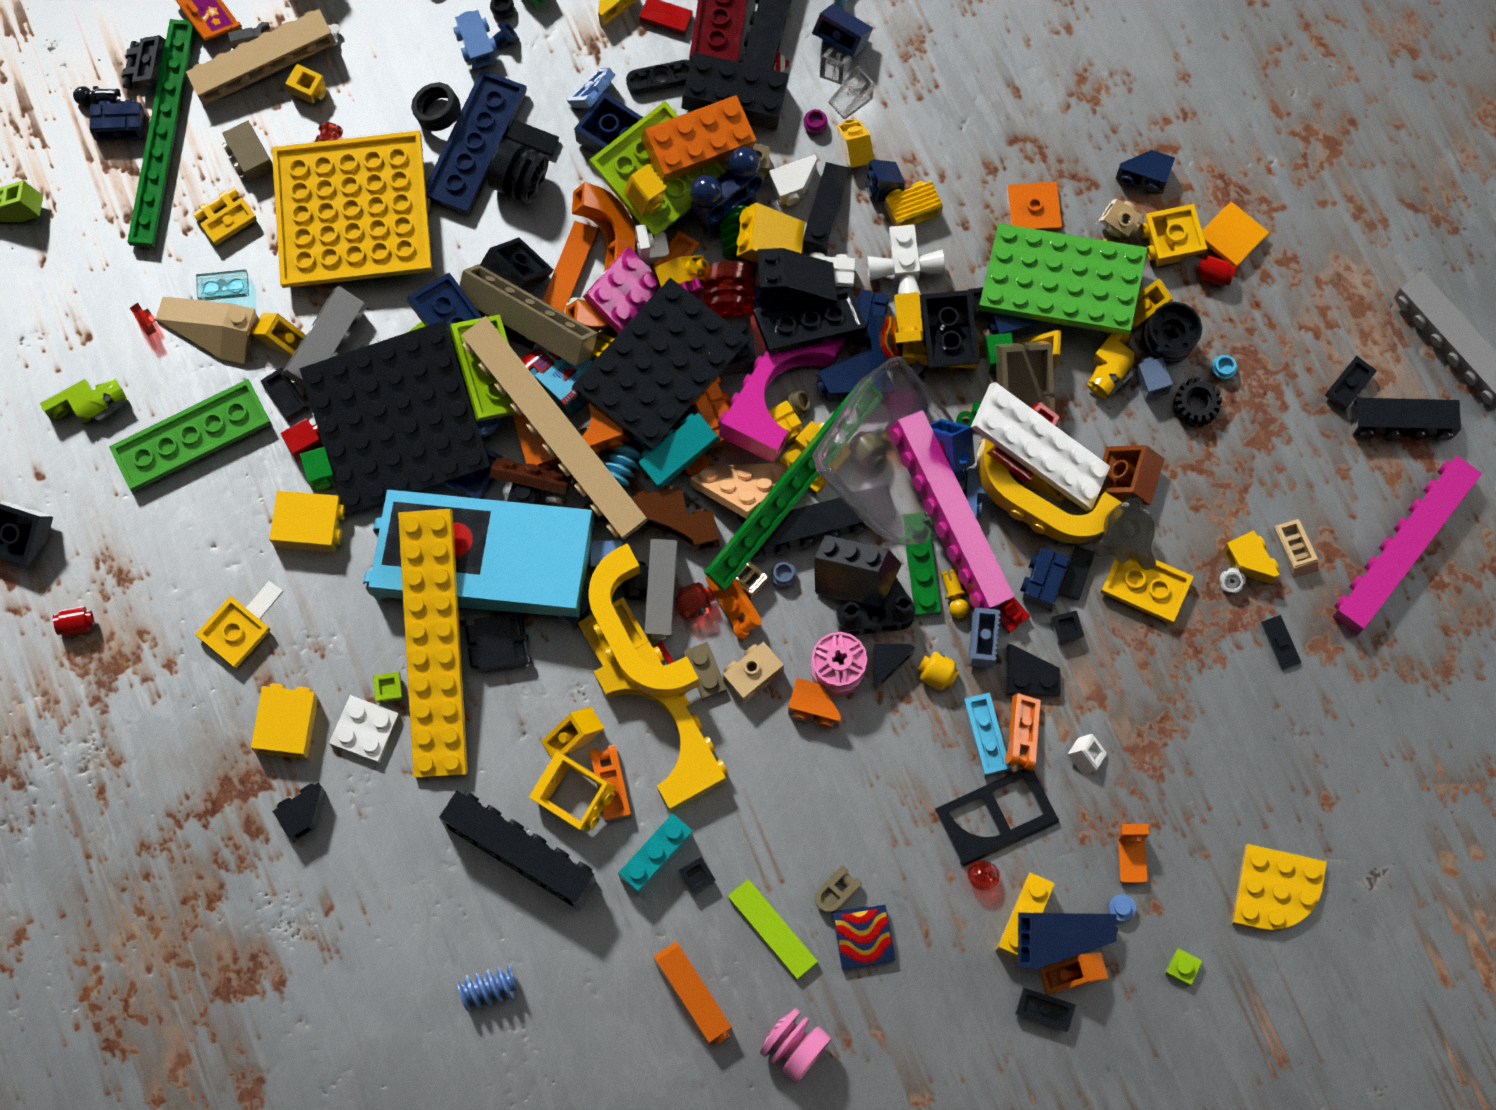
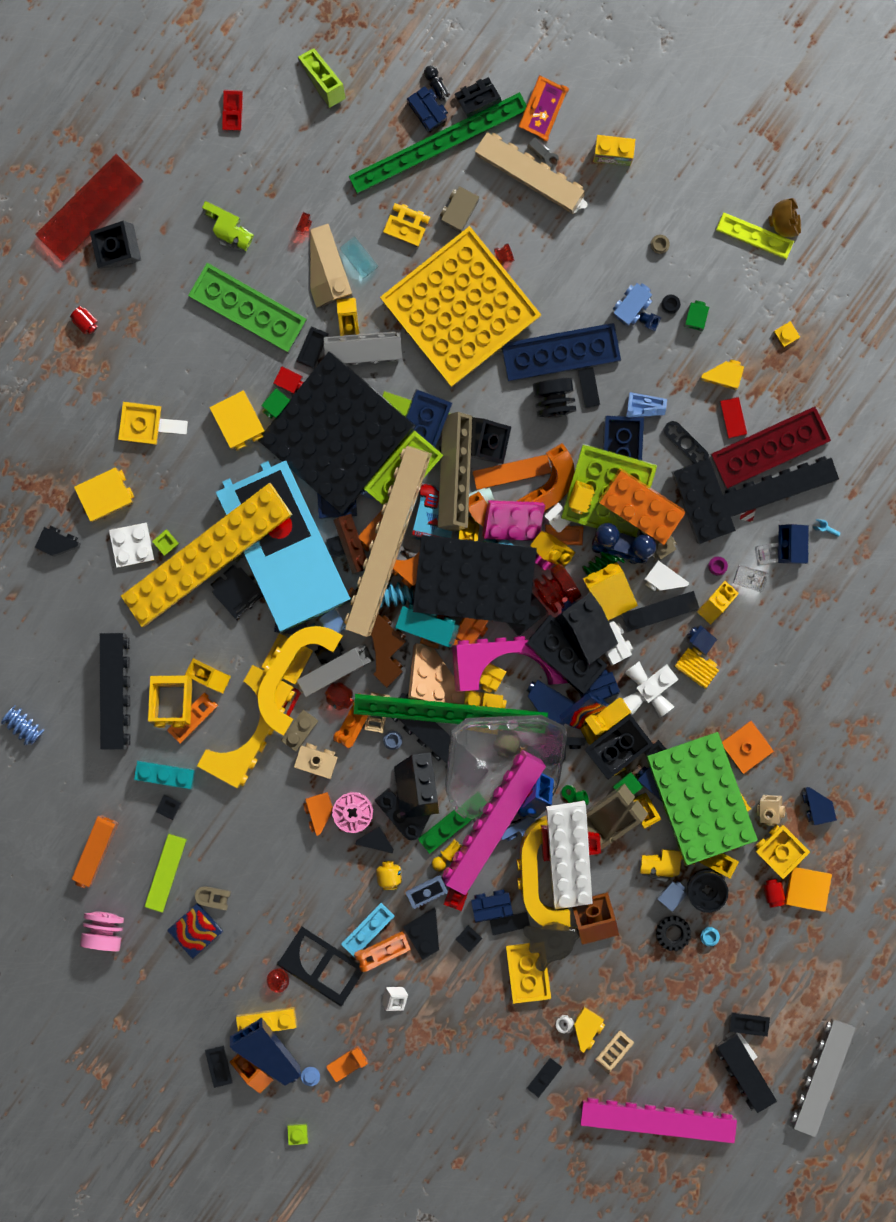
camera: 55 degrees right, 15 degrees up
(304, 78) = (530, 208): yellow brick -> none
(426, 96) = (568, 325): black tyre -> none
(799, 401) = (513, 678): dark tan plate -> none
(1276, 888) = (381, 1163): yellow plate -> none

